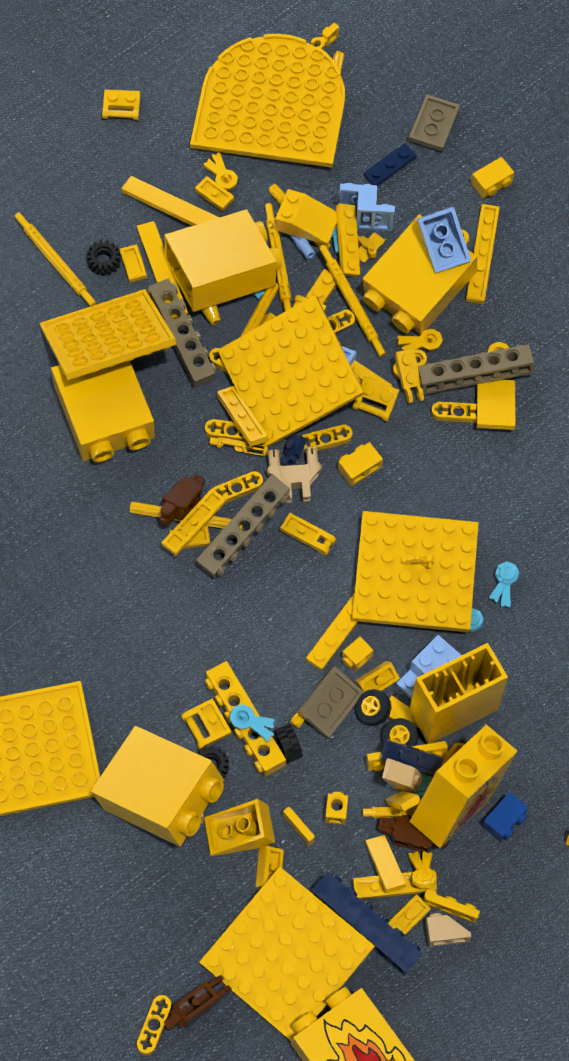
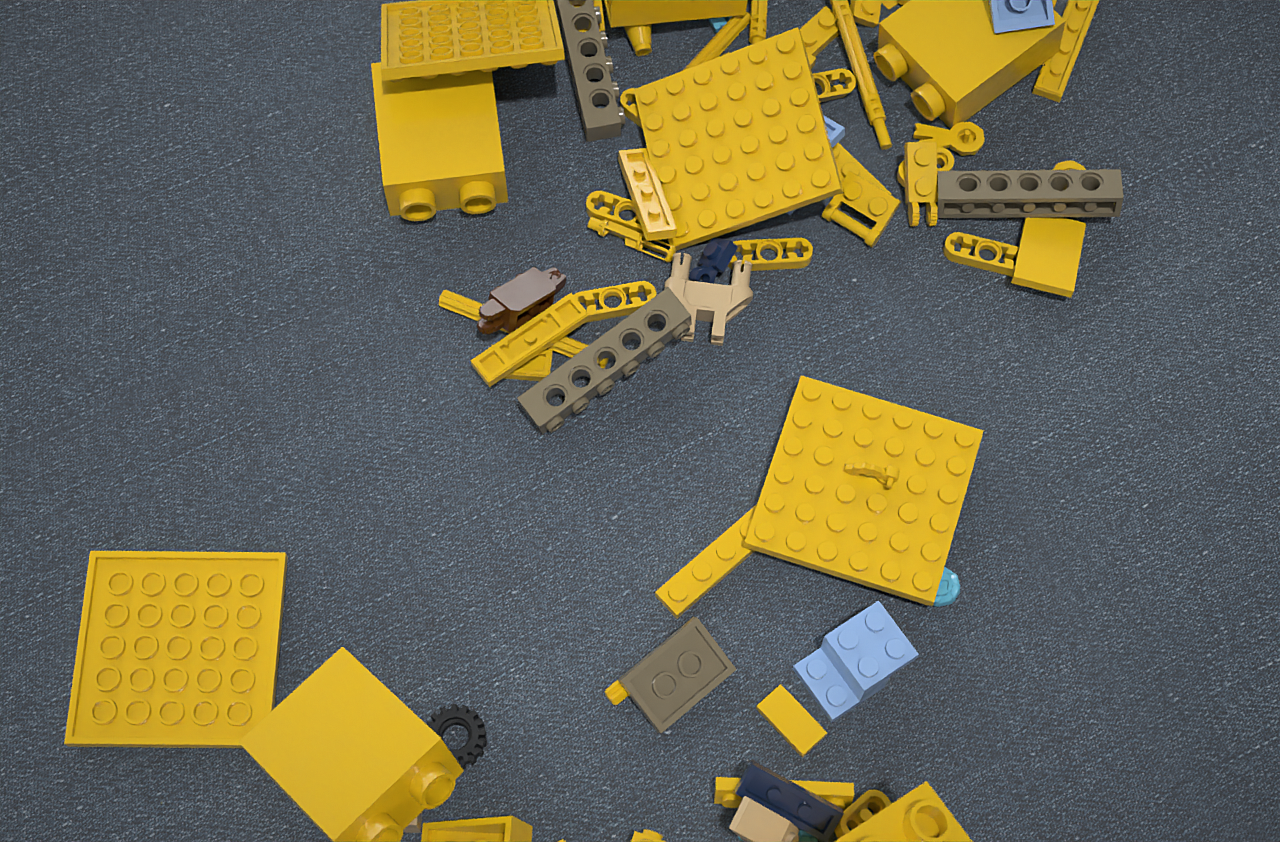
camera: 15 degrees right, 0 degrees up
(212, 721) = (478, 665): yellow plate -> none
(224, 675) = (562, 751): yellow brick -> none
(243, 717) = (525, 670): medium azure piece -> none
(288, 743) = (590, 729): black tyre -> none
(307, 533) = (706, 394): yellow plate -> none
(357, 654) = (739, 603): yellow brick -> none
(360, 463) = (813, 302): yellow brick -> none
(366, 707) = (734, 701): black wheel -> none
(378, 678) = (764, 652): yellow slope -> none
(397, 729) = (767, 752): black wheel -> none
(458, 693) = (891, 709): yellow brick -> none
(506, 574) = (1012, 525): medium azure piece -> none

